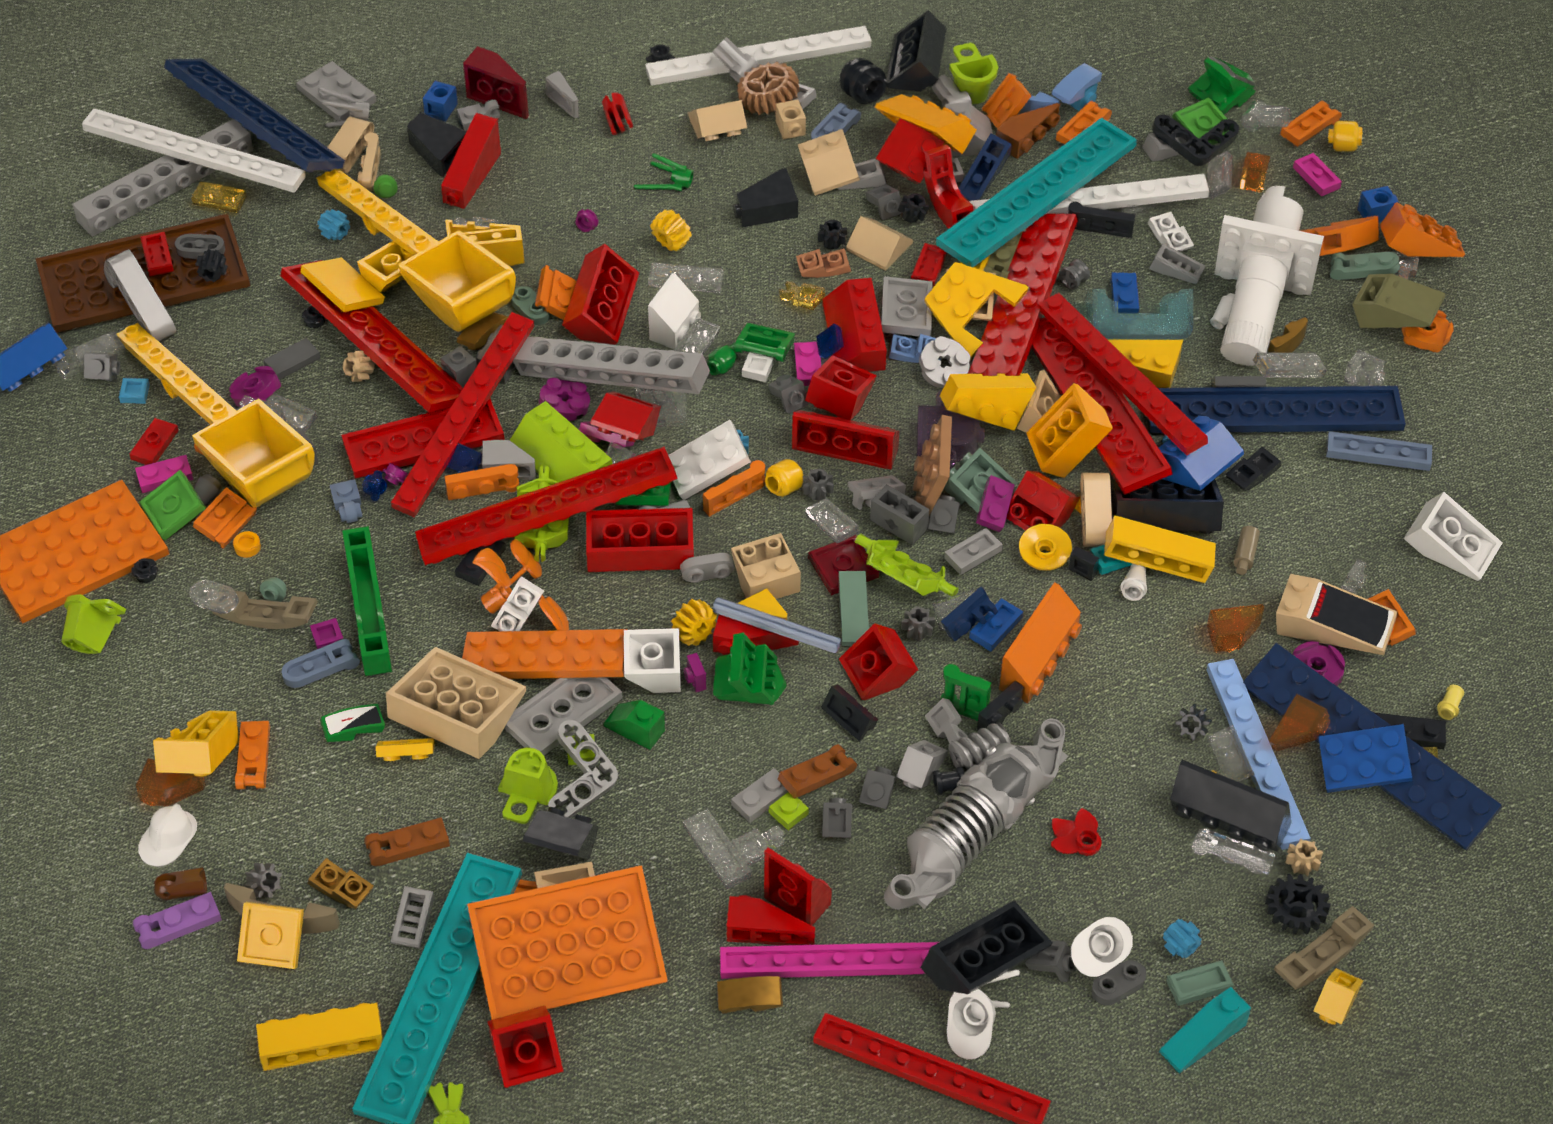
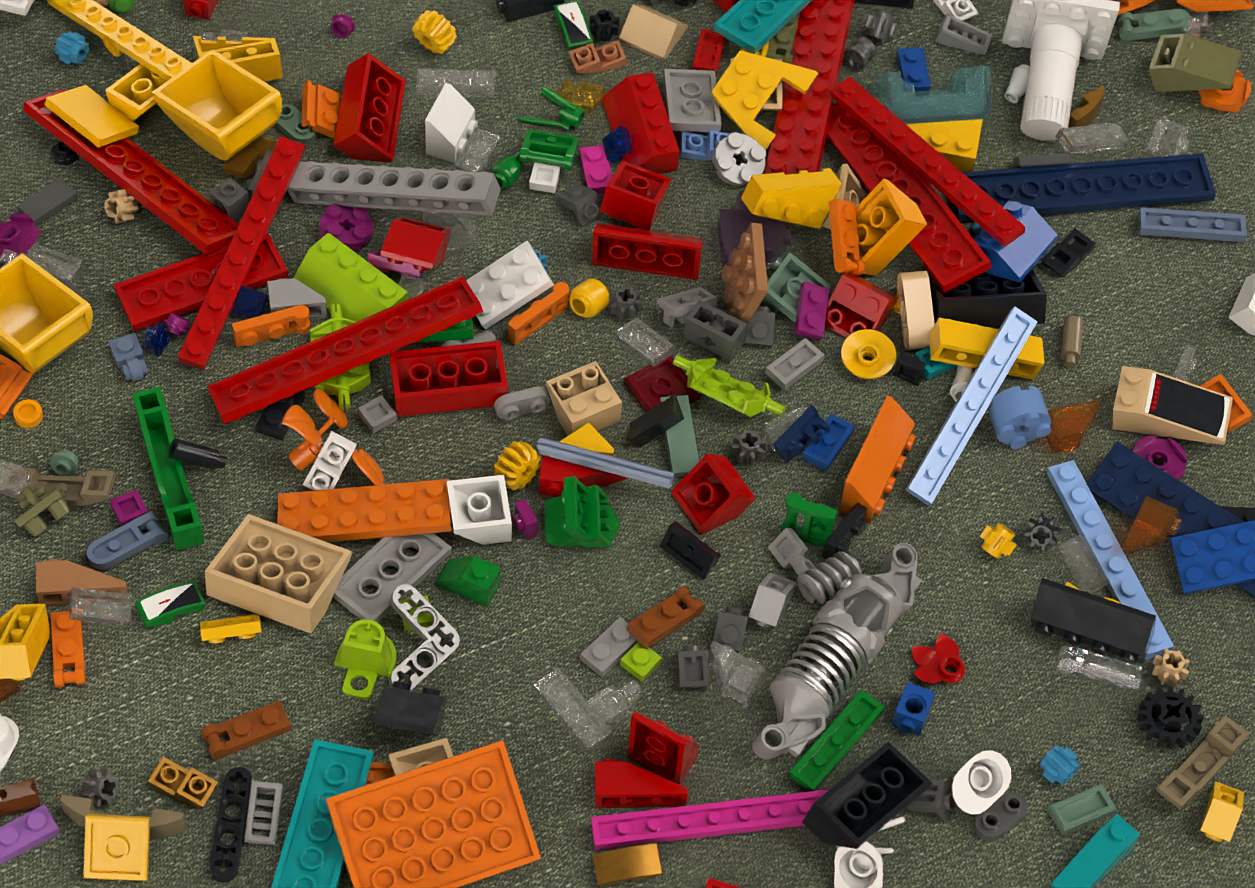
camera: 10 degrees left, 5 degrees up
(236, 635) = (54, 503): none -> olive hips
(265, 698) = (58, 577): none -> medium nougat slope
(286, 719) = (100, 606): none -> clear plate
(378, 924) = (230, 824): none -> black beam
(395, 590) = (196, 454): none -> black cylinder
(570, 567) = (377, 414): none -> light grey plate
(789, 311) = (570, 113): none -> green plant
(803, 232) = (573, 24): none -> slope
(831, 593) = (655, 421): none -> black slope
(878, 830) = (734, 674): none -> clear slope
(946, 780) = (801, 615): black bush -> none
(967, 899) = (837, 741): none -> green plate
(1034, 437) = (845, 237): none -> orange plate
(1045, 865) = (917, 699): none -> blue brick
(1098, 250) = (881, 25): none -> flat silver gear
(1136, 599) = (971, 406): none -> light blue plate
(1148, 726) = (998, 540): none -> yellow gear
(1184, 613) = (1019, 416): none -> medium blue brick

